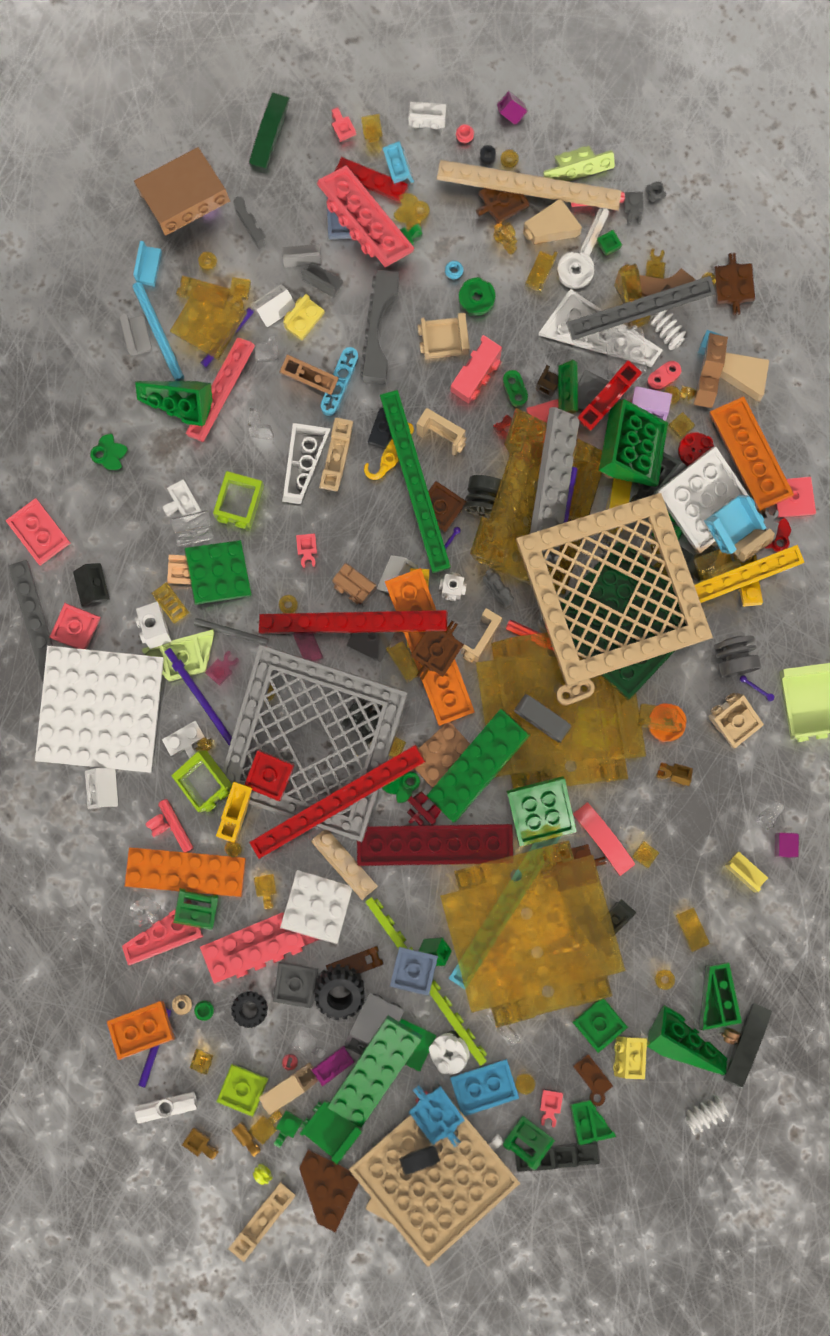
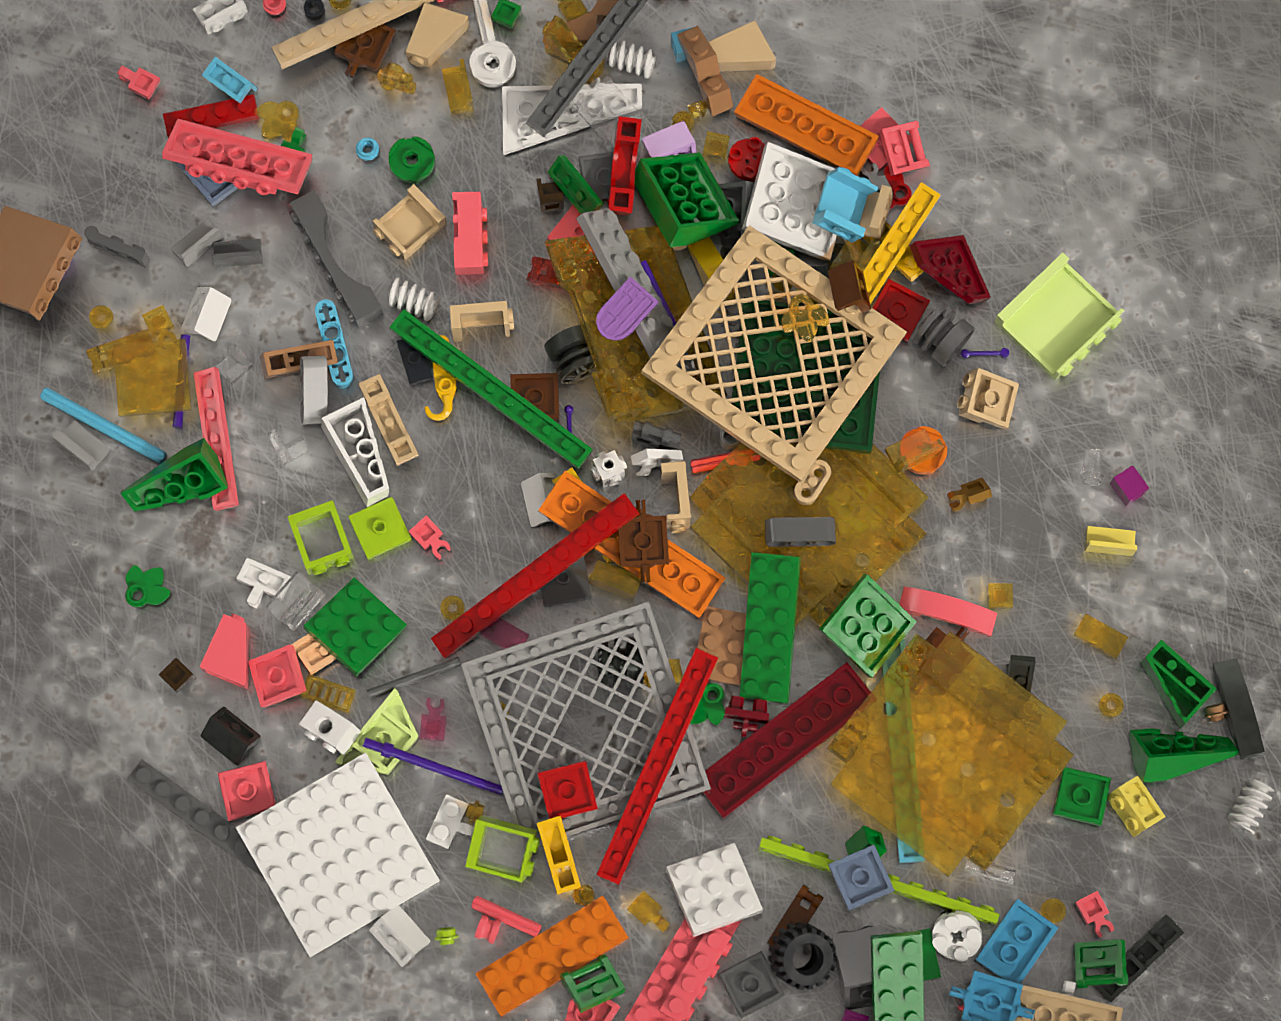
camera: 40 degrees left, 5 degrees down
(38, 531) = (132, 721): coral plate -> none
(85, 522) = (177, 675): none -> dark brown panel
(128, 531) = (229, 652): none -> coral slope
(129, 809) = (446, 935): none -> lime plate
(146, 568) = (277, 676): none -> coral plate
(147, 264) = (40, 364): medium azure panel -> none
(269, 129) = (66, 138): dark green slope -> none
(280, 520) = (380, 528): none -> lime plate
(302, 400) = (313, 389): none -> beam
(303, 317) = (247, 305): light yellow bracket -> none
(344, 864) = (708, 826): tan plate -> none
(353, 584) = (505, 538): medium nougat brick -> none
(371, 127) = (173, 63): clear yellow bracket -> none
(408, 388) = (413, 300): none -> white piece
(483, 600) = (654, 457): none -> white plate
(515, 389) = (521, 225): green plate -> none
(535, 491) = (625, 310): none -> medium lavender window
(588, 1123) = (1144, 901): green wing -> none
(593, 1078) = (1115, 854): reddish brown hinge -> none
(650, 583) = (805, 321): none -> clear yellow plate
(665, 375) = (661, 107): coral plate -> none
(695, 580) = (849, 287): none -> reddish brown panel
(723, 618) = (901, 306): none -> red plate
(777, 614) = (952, 265): none -> dark red plate
(800, 512) = (898, 150): none -> coral plate

